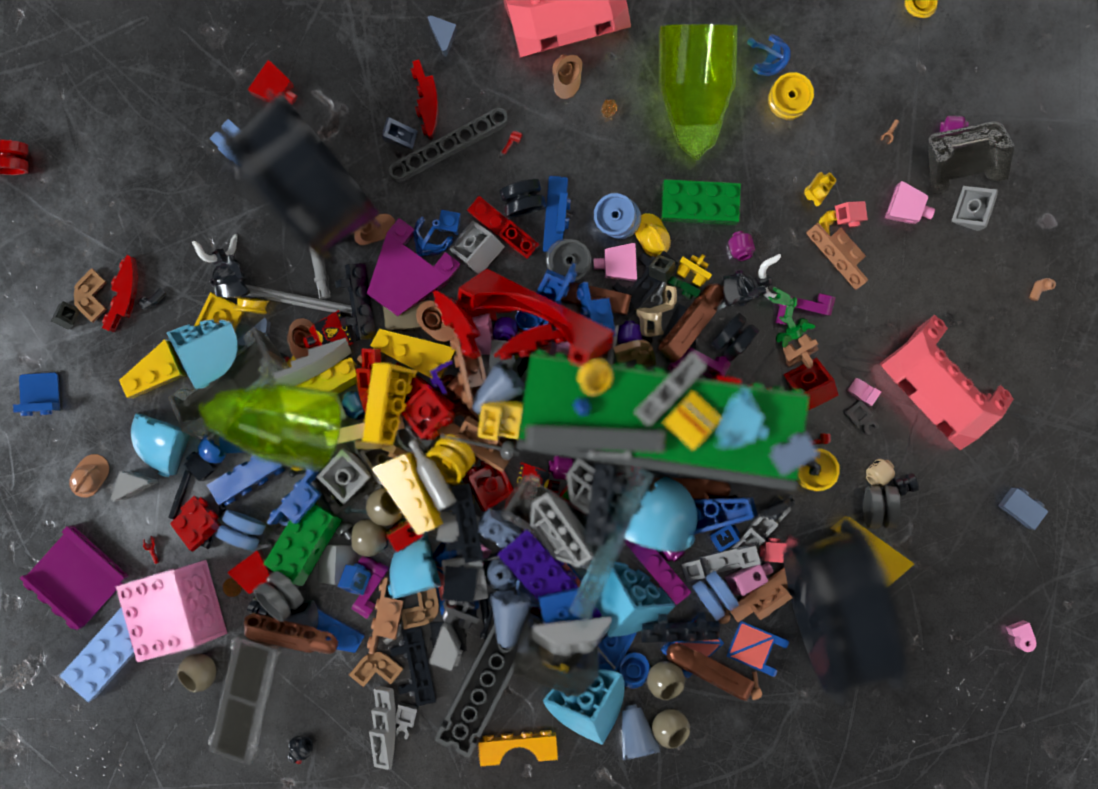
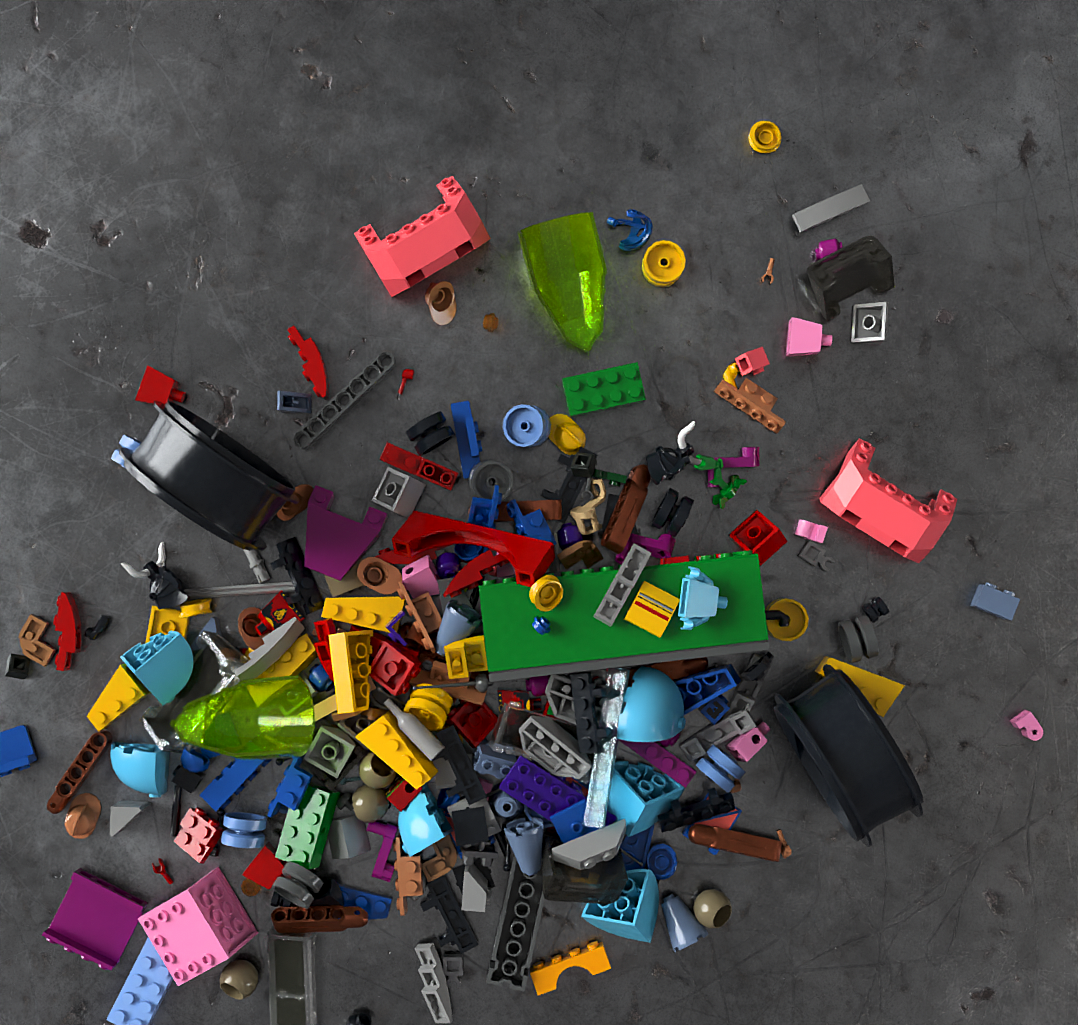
camera: 10 degrees left, 0 degrees up
(73, 452) = (61, 796): none -> copper piece
(354, 579) = (367, 847): blue brick -> none
(376, 663) = (411, 922): medium nougat plate -> none
(423, 247) = (346, 506): blue helmet -> none
(444, 32) = (311, 292): sand blue slope -> none
(449, 222) = (366, 475): blue brick -> none
(458, 318) = (399, 568): red slope -> none
(595, 439) = (562, 653): dark grey beam -> none
(618, 262) = (540, 470): bright pink torso -> none
(626, 455) = (597, 660): light grey hinge -> none
(666, 680) = (695, 863): dark tan helmet -> none
(701, 274) = (623, 460): yellow hips -> none
(741, 246) = (655, 421): magenta head -> none
(753, 647) = (771, 805): coral flag -> none
(764, 598) = (769, 758): nougat bracket -> none
(772, 550) = (764, 709): coral brick -> none
(793, 453) = (757, 615): sand blue brick -> none
(807, 348) = (735, 514): nougat hips -> none
(820, 187) = (715, 345): yellow hips -> none
(824, 439) = (785, 587): red hand -> none
(880, 472) = (848, 605): tan head -> none
(966, 86) = (830, 208): none -> light grey slope
(1040, 286) = (955, 381): nougat arm -> none

